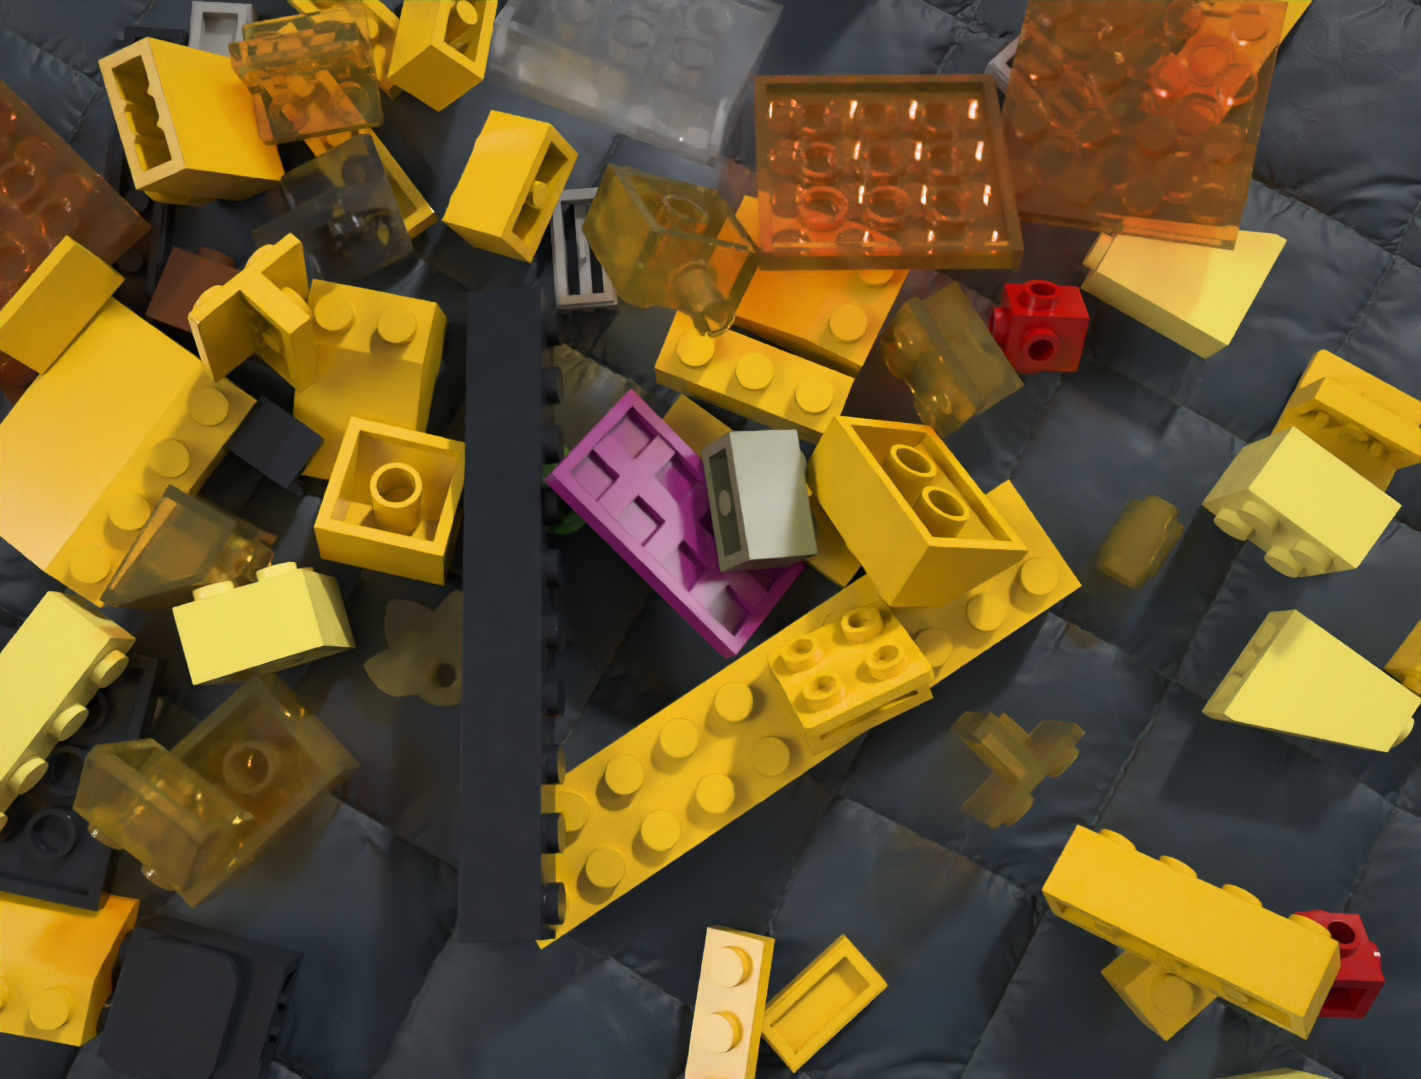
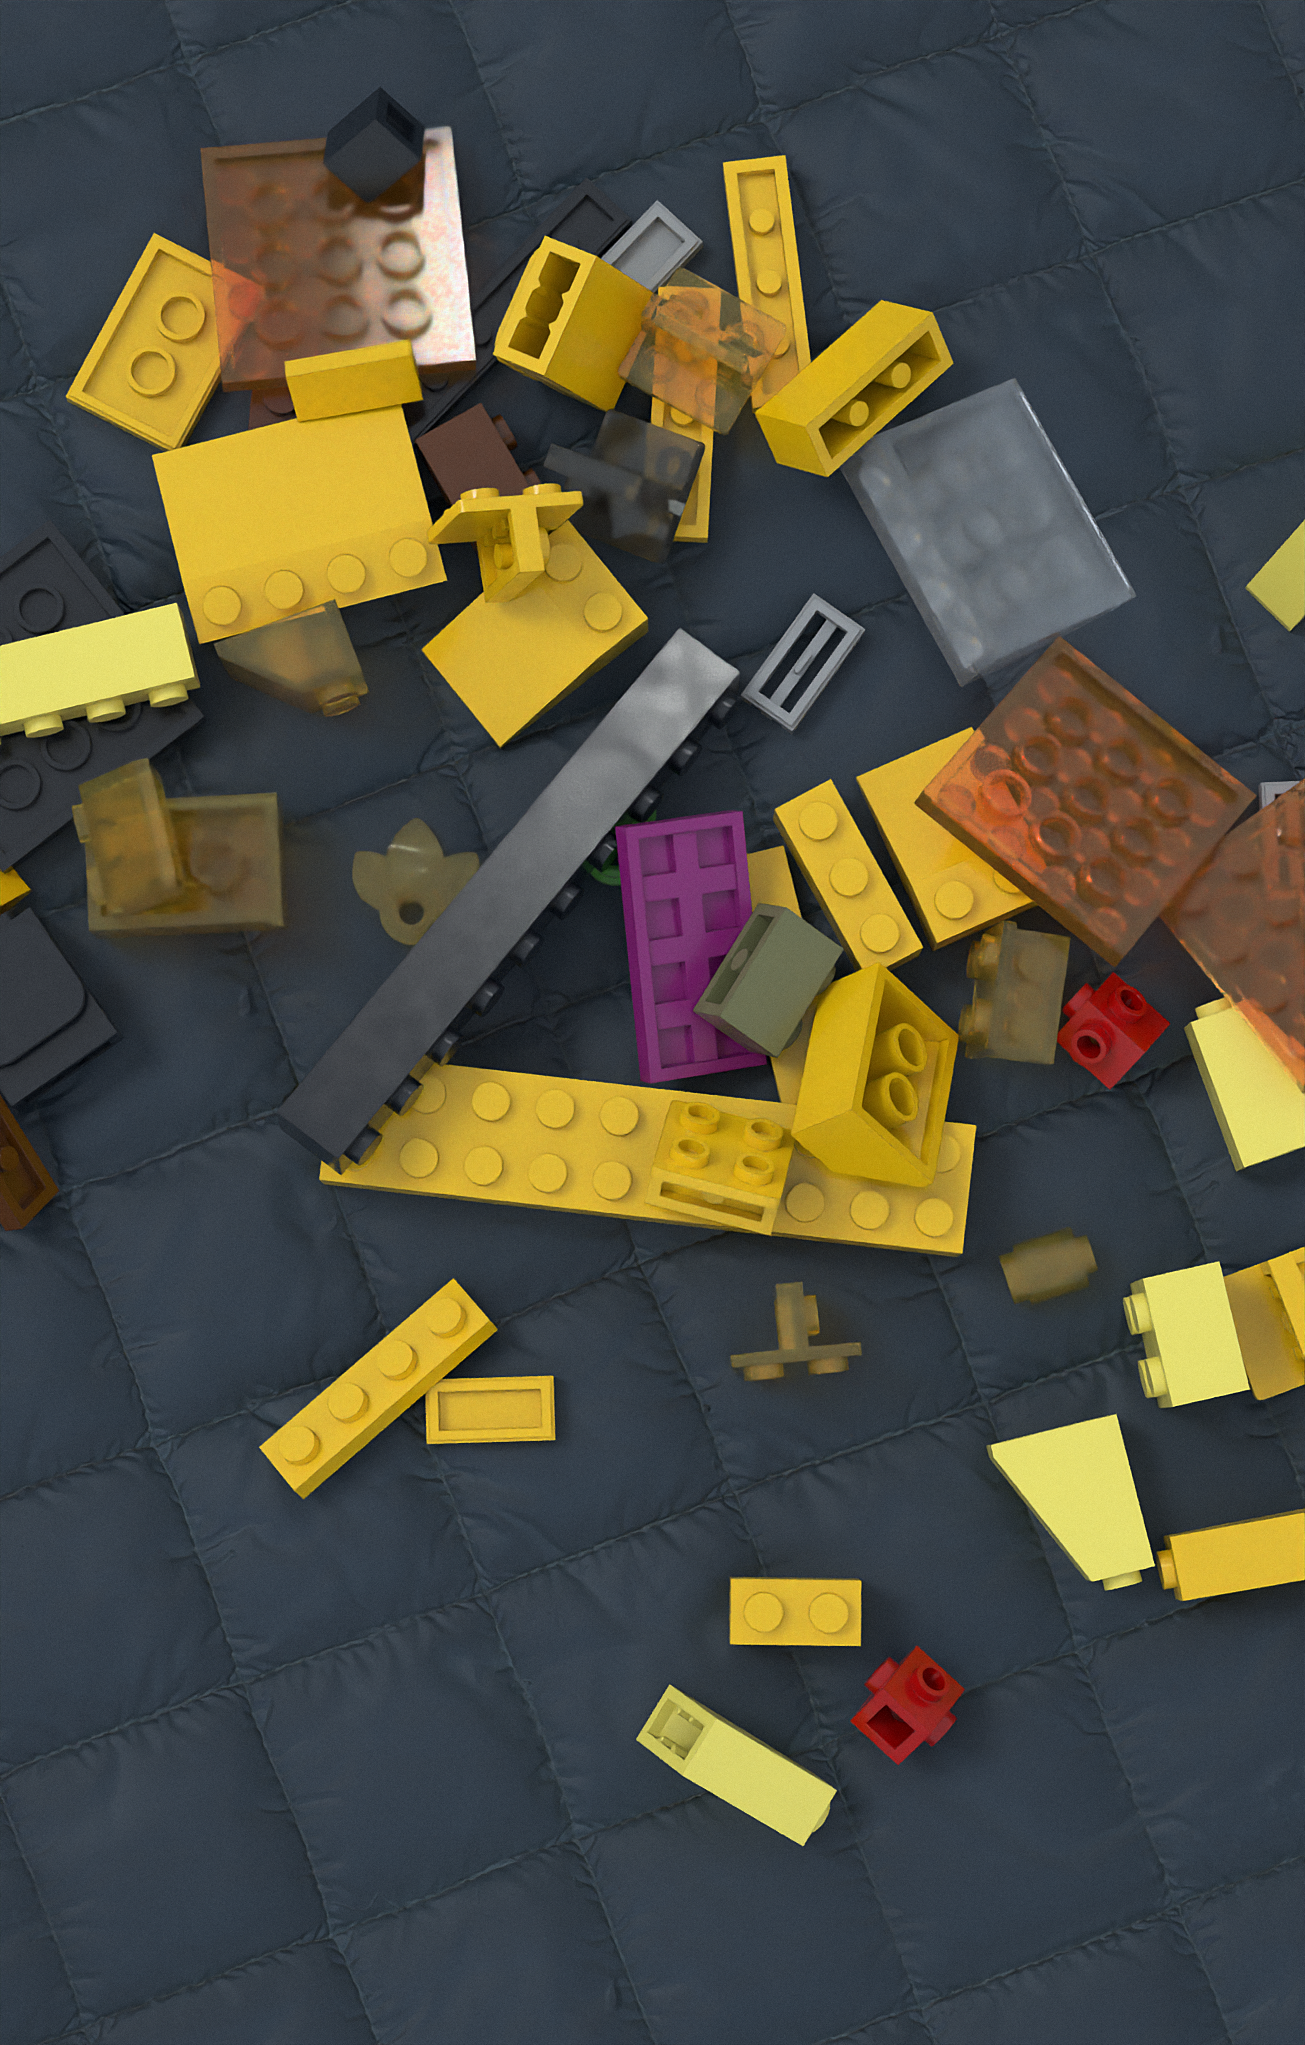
camera: 45 degrees right, 0 degrees up
(262, 626) = (311, 761): light yellow brick -> none
(276, 444) = (433, 624): black panel -> none
(393, 502) = (487, 746): yellow slope -> none
(510, 185) = (784, 568): yellow brick -> none
(671, 246) = (866, 725): clear yellow brick -> none
(1195, 929) = (819, 1565): yellow brick -> none

